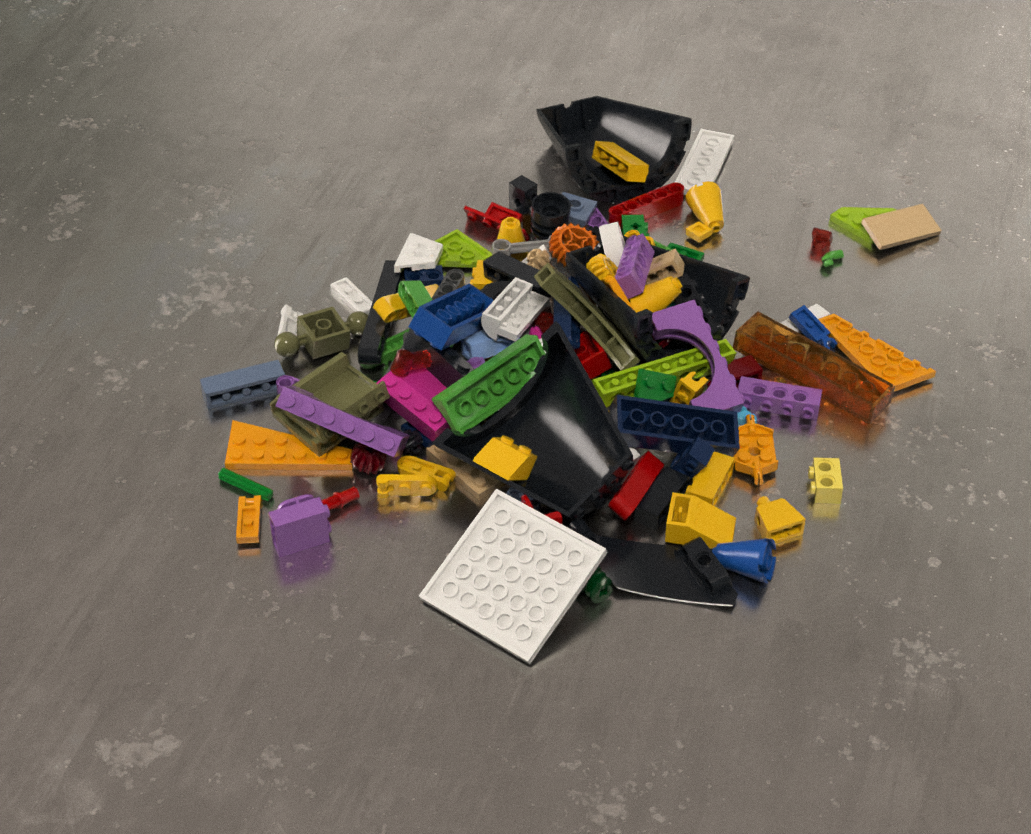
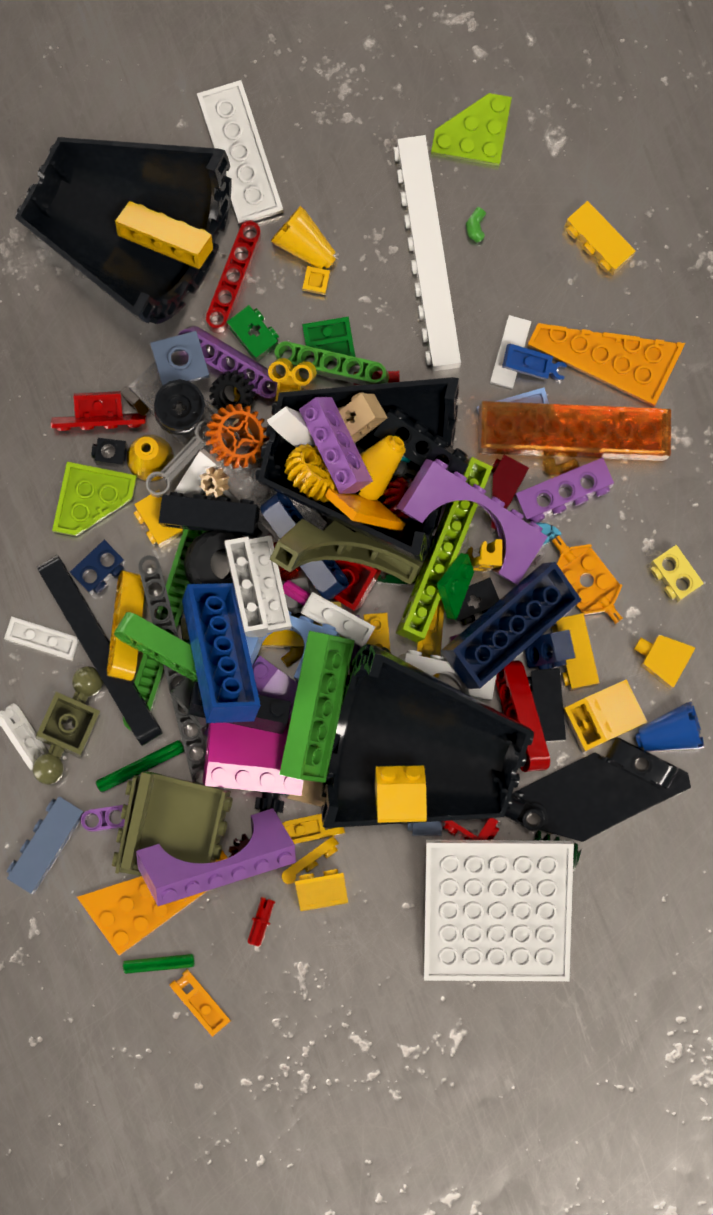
camera: 40 degrees left, 40 degrees up
(299, 524) = (262, 986): medium lavender brick -> none
(397, 492) = (321, 891): none -> yellow slope
(407, 361) = (220, 739): clear red piece -> none
(419, 254) = (68, 540): white wing -> none
(486, 236) = (119, 457): none -> black brick
(521, 194) = (103, 367): black brick -> none
(785, 253) = (428, 253): none -> white brick
(821, 236) = (448, 200): clear red tile -> none
(901, 226) = (519, 126): tan tile -> none
(914, 298) = (599, 238): none -> yellow brick

